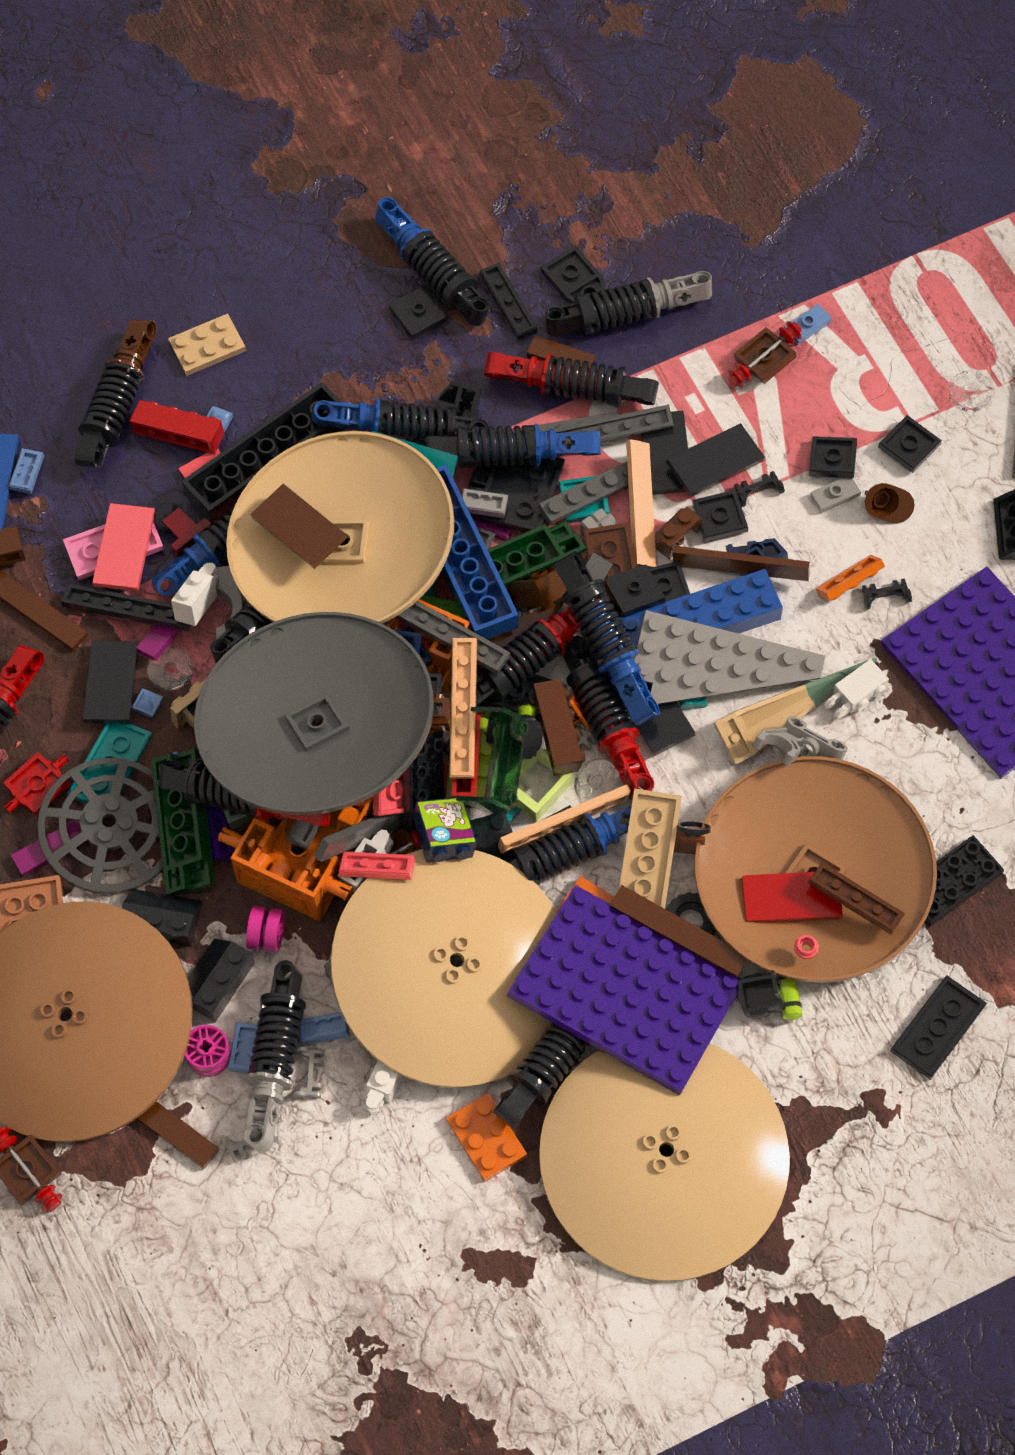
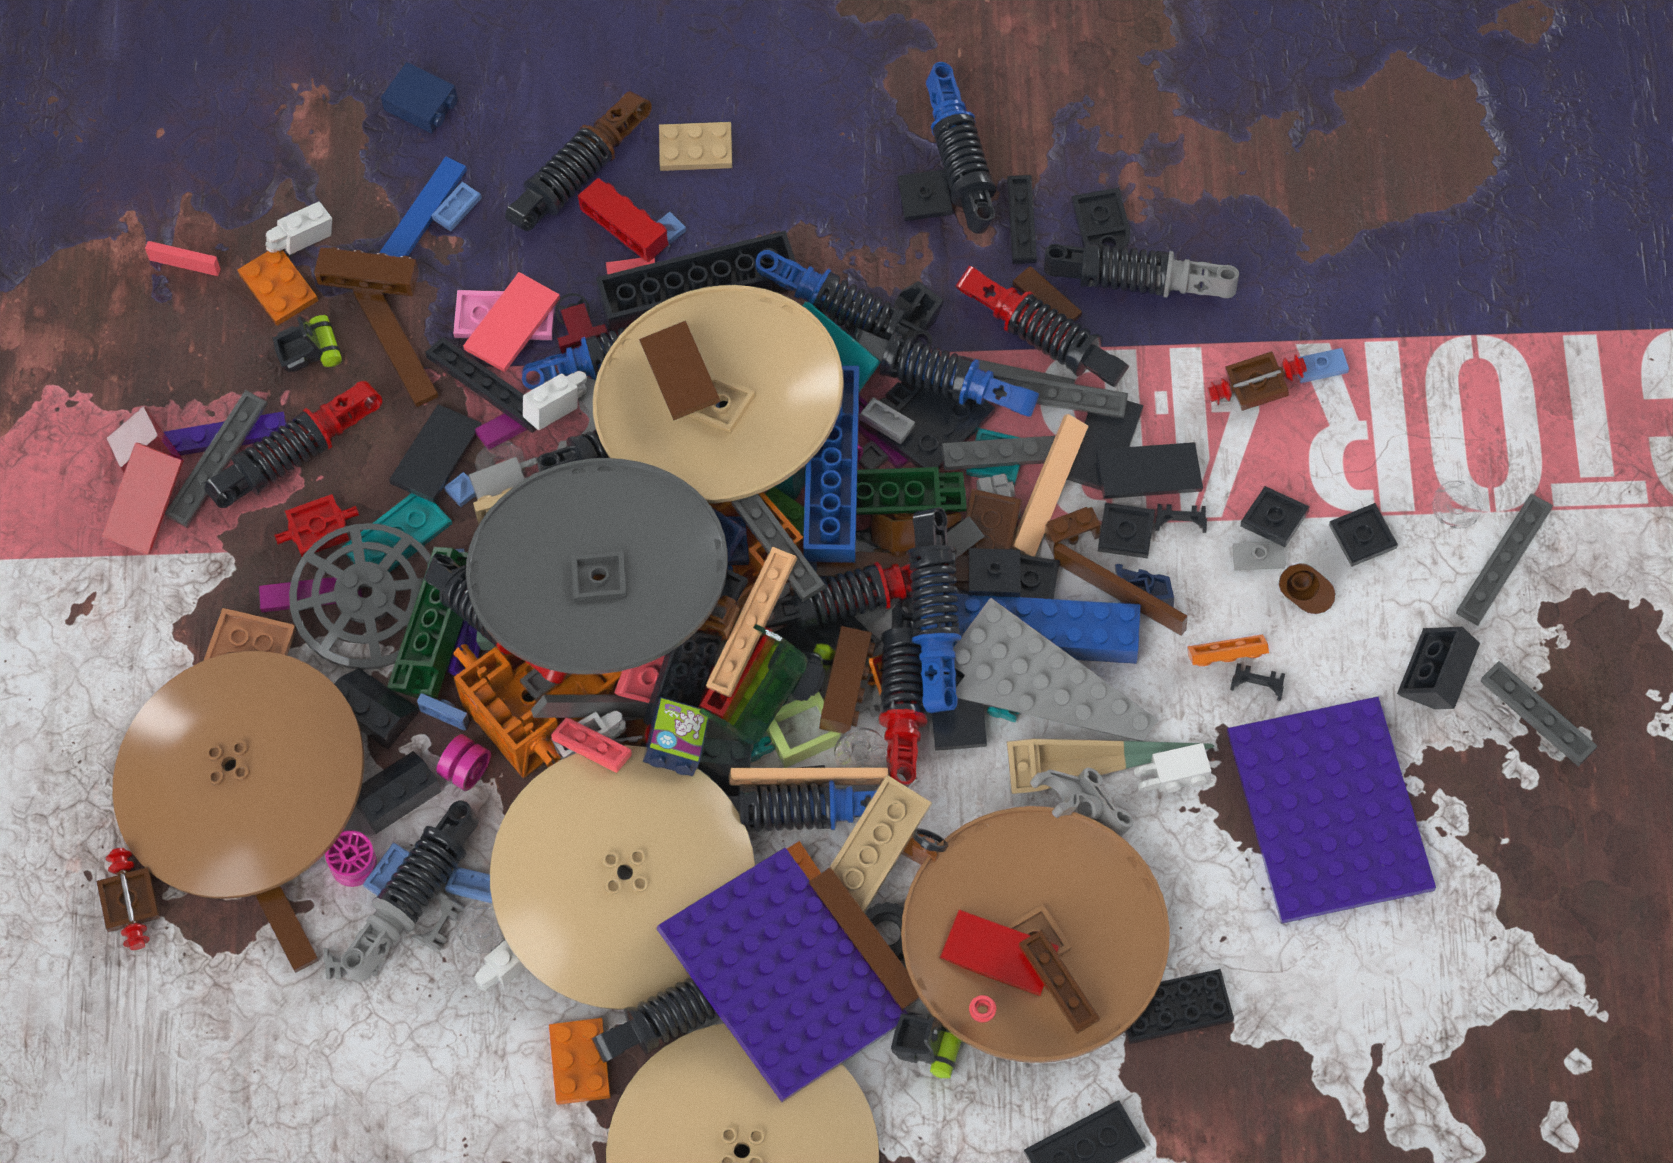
camera: 25 degrees right, 0 degrees up
(180, 679) = (499, 477): none -> light grey hinge
(225, 894) = (443, 711): none -> medium blue plate

